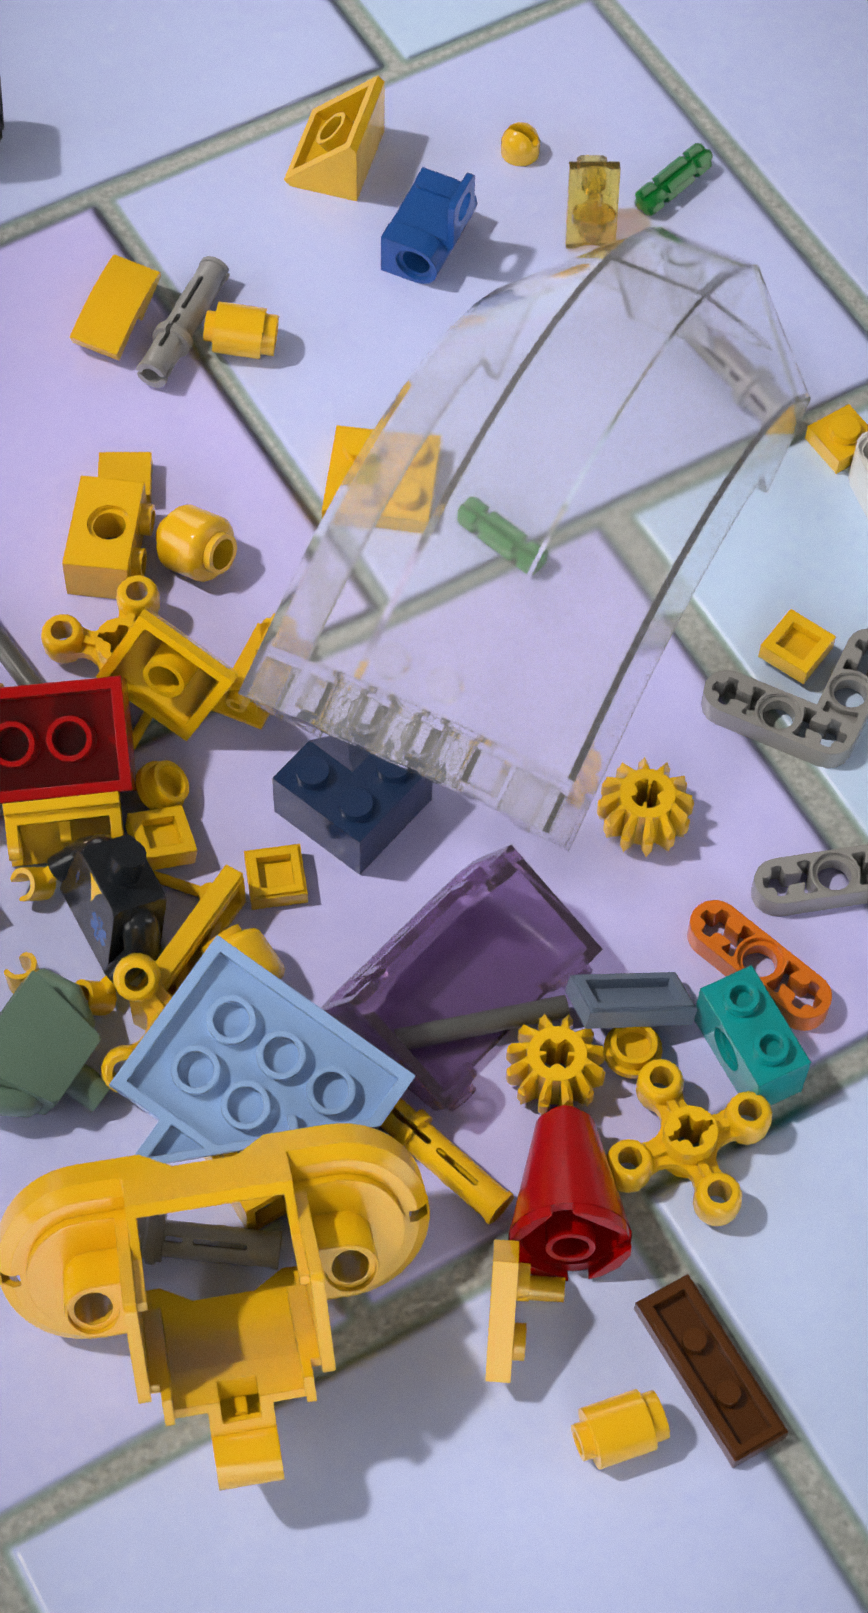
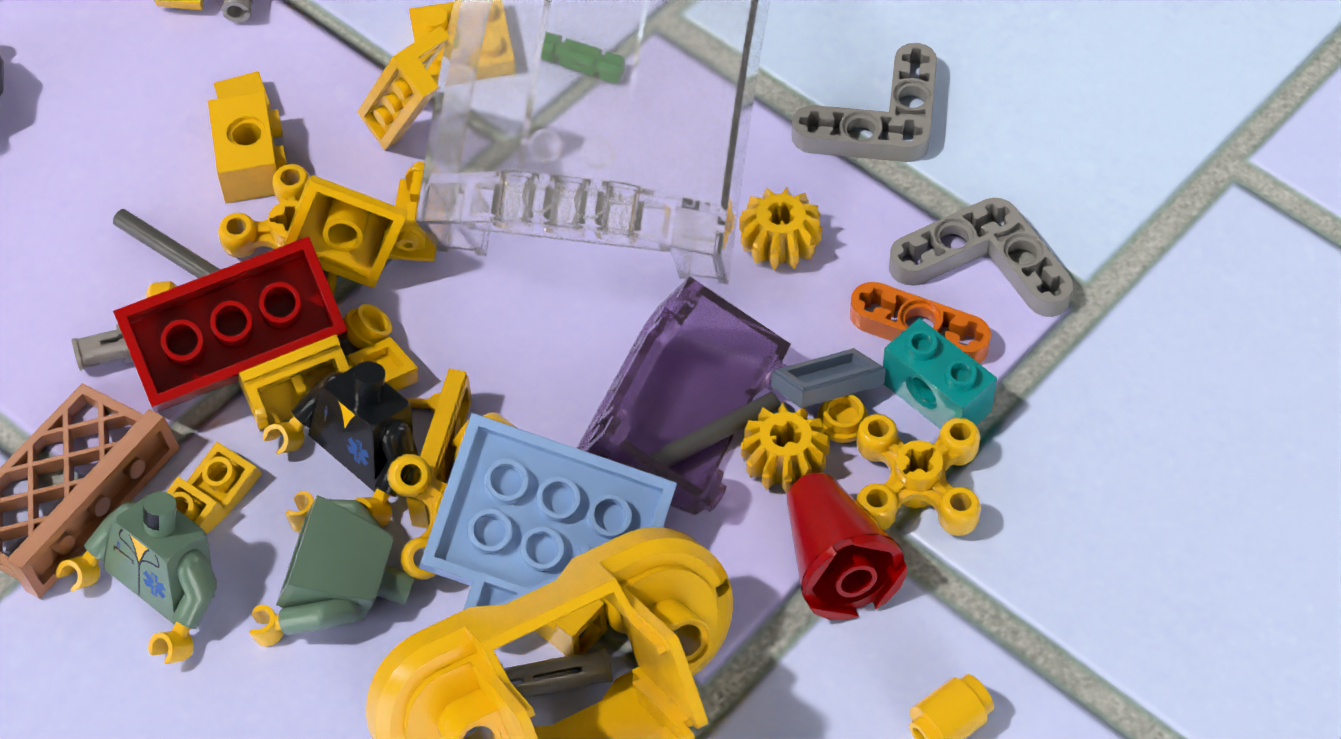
camera: 15 degrees left, 5 degrees down
(196, 543) = (324, 129): yellow head -> none
(273, 534) = (402, 89): none -> yellow fence
(275, 876) = (491, 372): yellow tile -> none
(348, 799) = (532, 289): dark blue slope -> none
(447, 1161) = (733, 553): yellow pin -> none
(509, 1284) = (817, 633): yellow plate -> none
(710, 1371) = (1004, 648): reddish brown tile -> none
(797, 646) = (855, 73): yellow plate -> none

